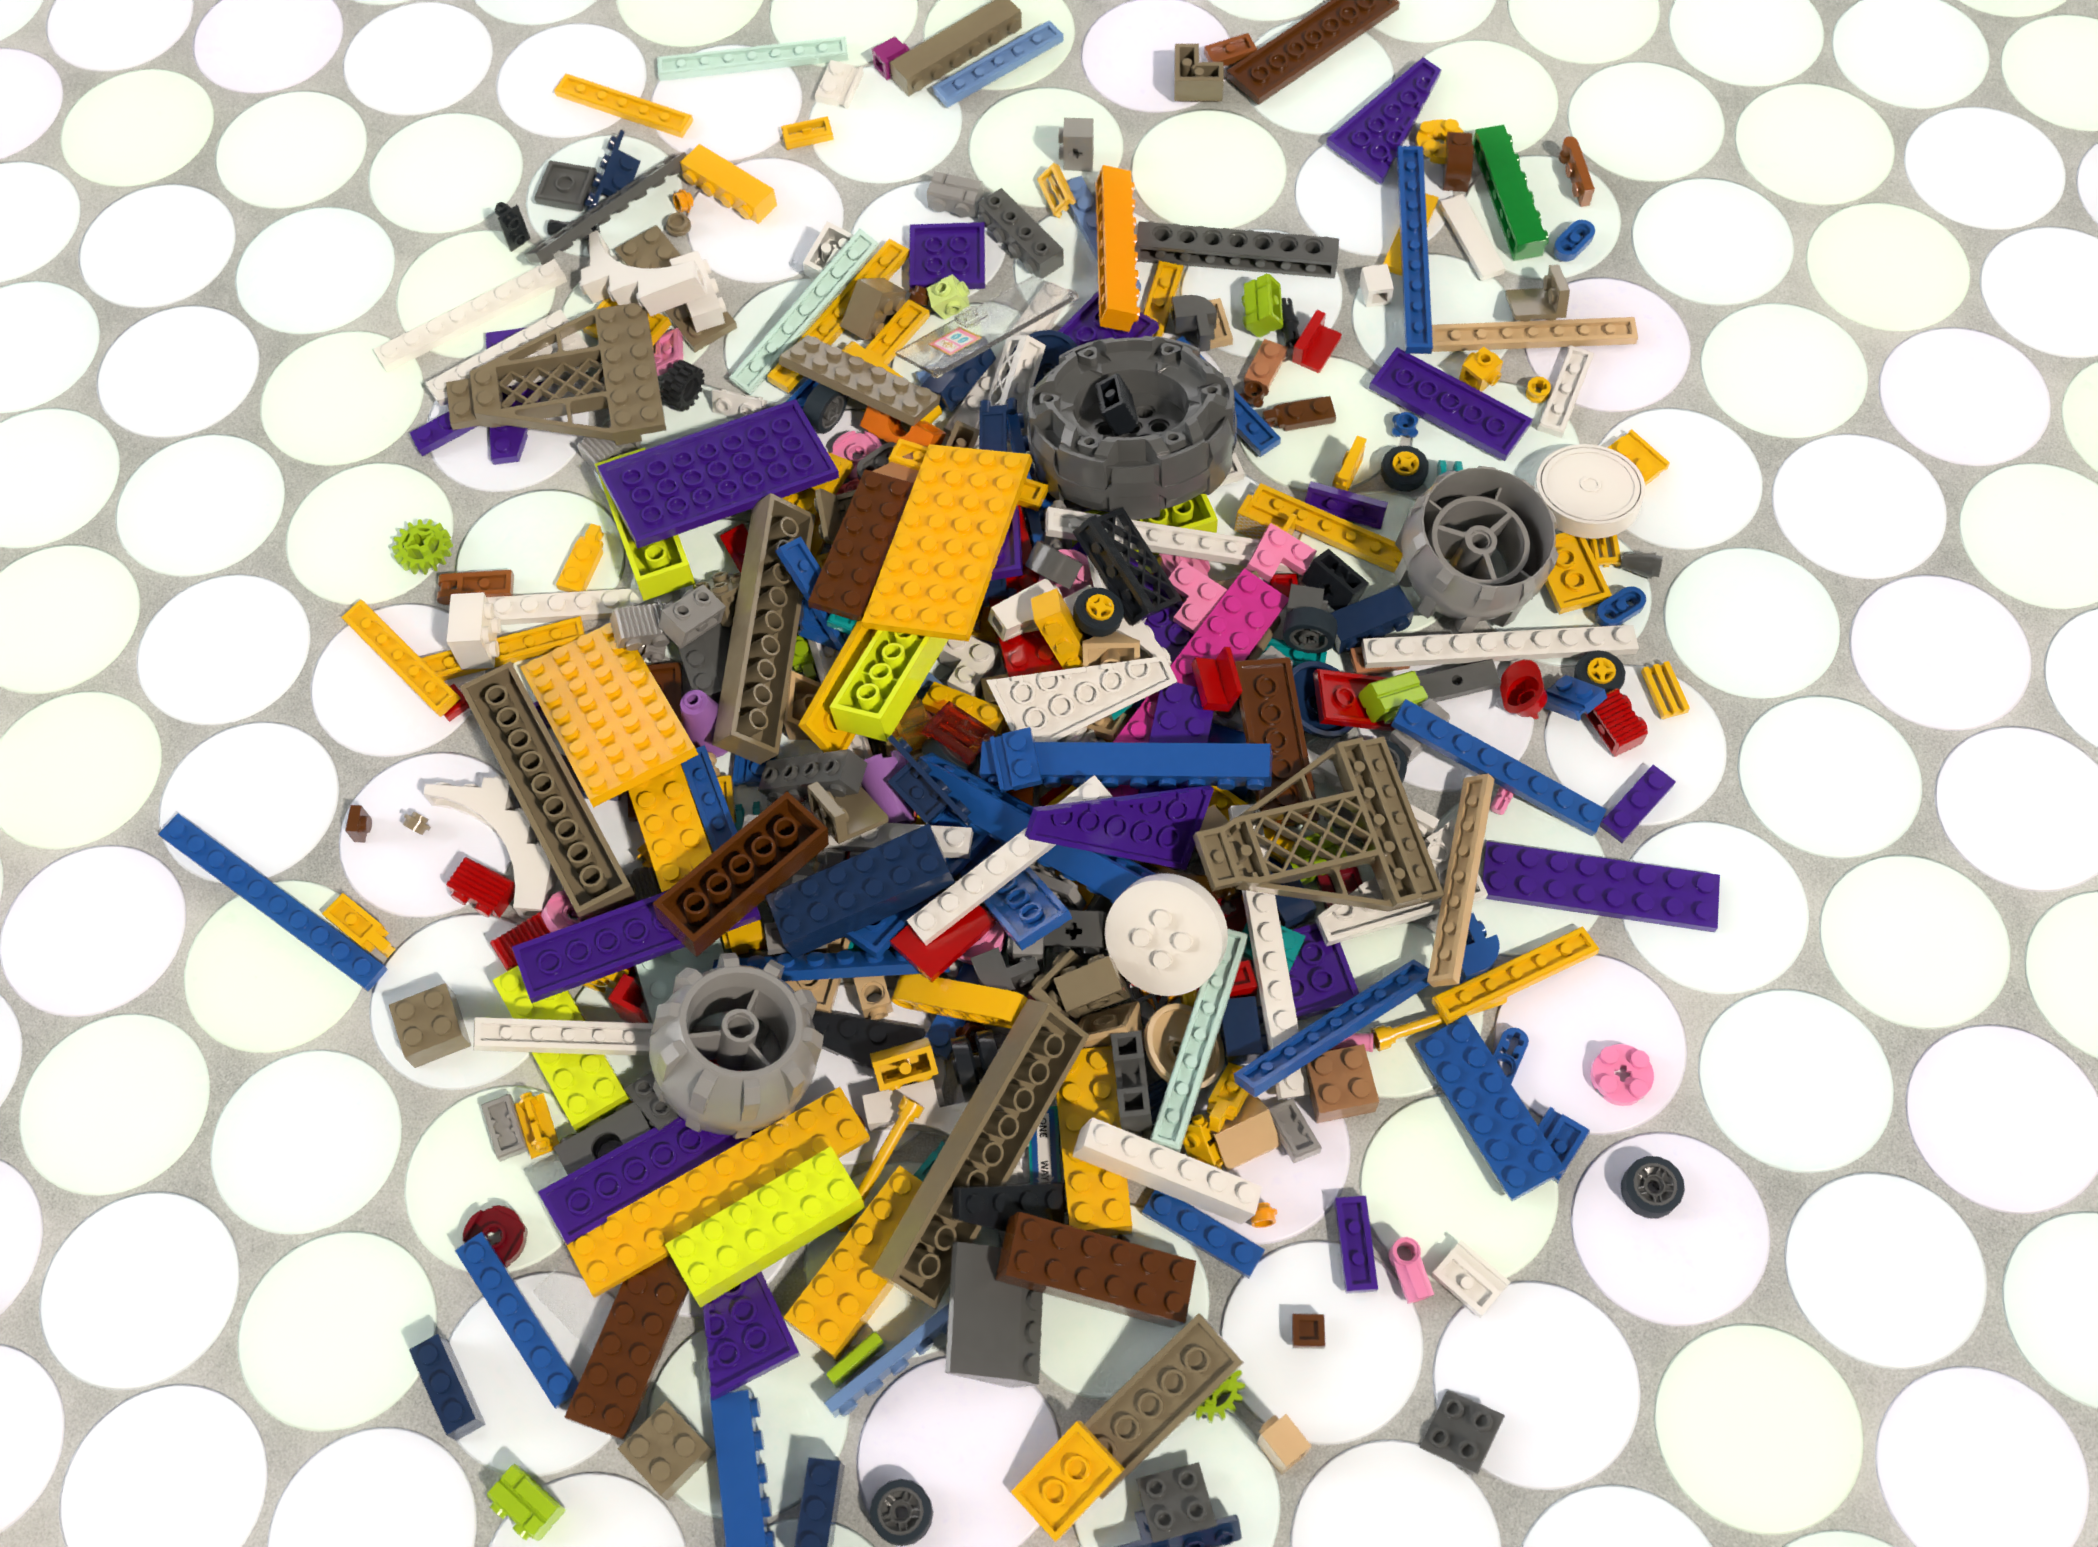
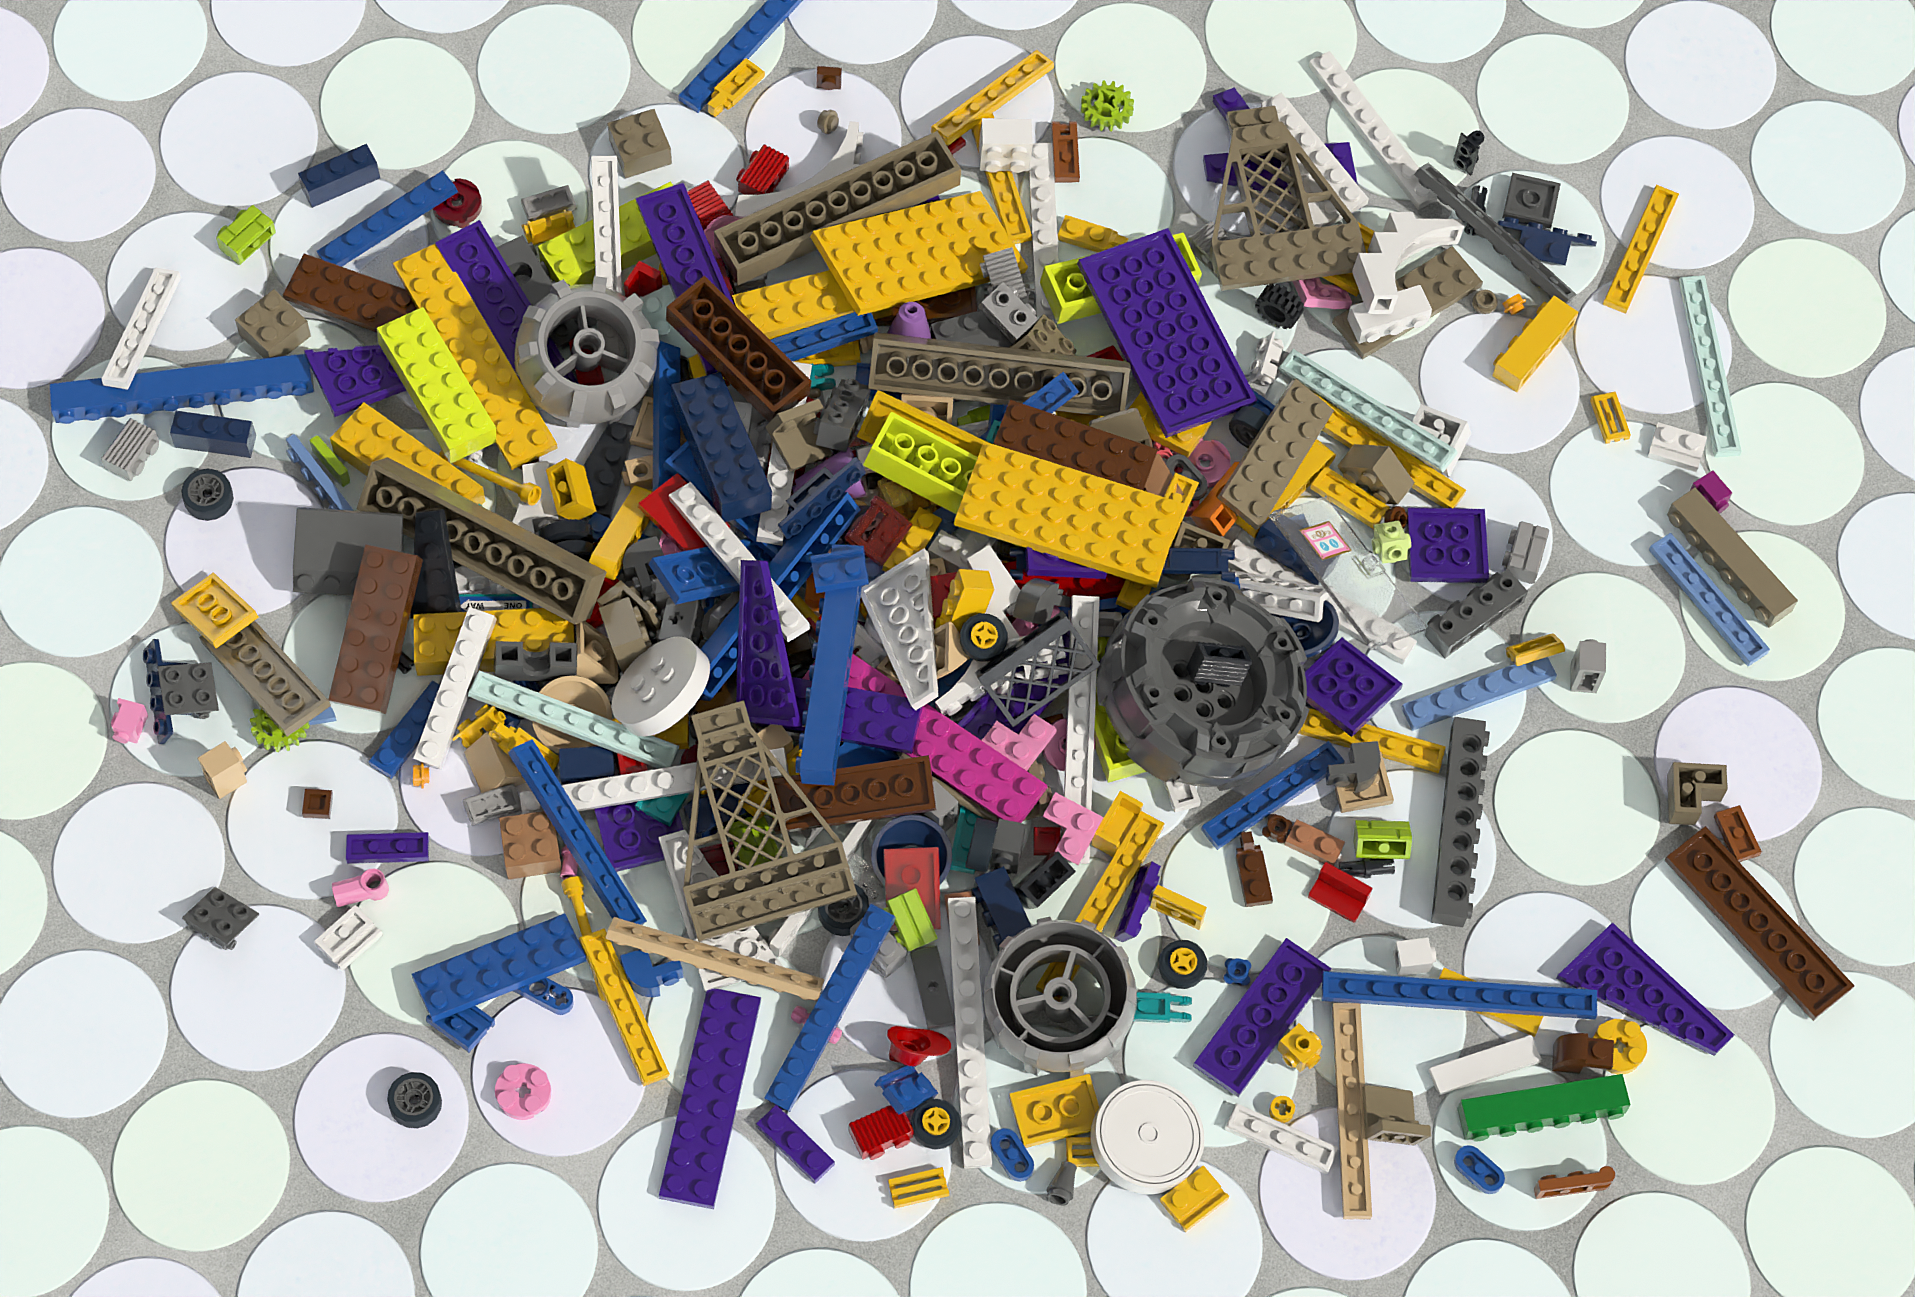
camera: 85 degrees right, 0 degrees up
(1116, 249) = (1447, 694): light orange brick -> none
(1217, 681) = (914, 742): red panel -> none

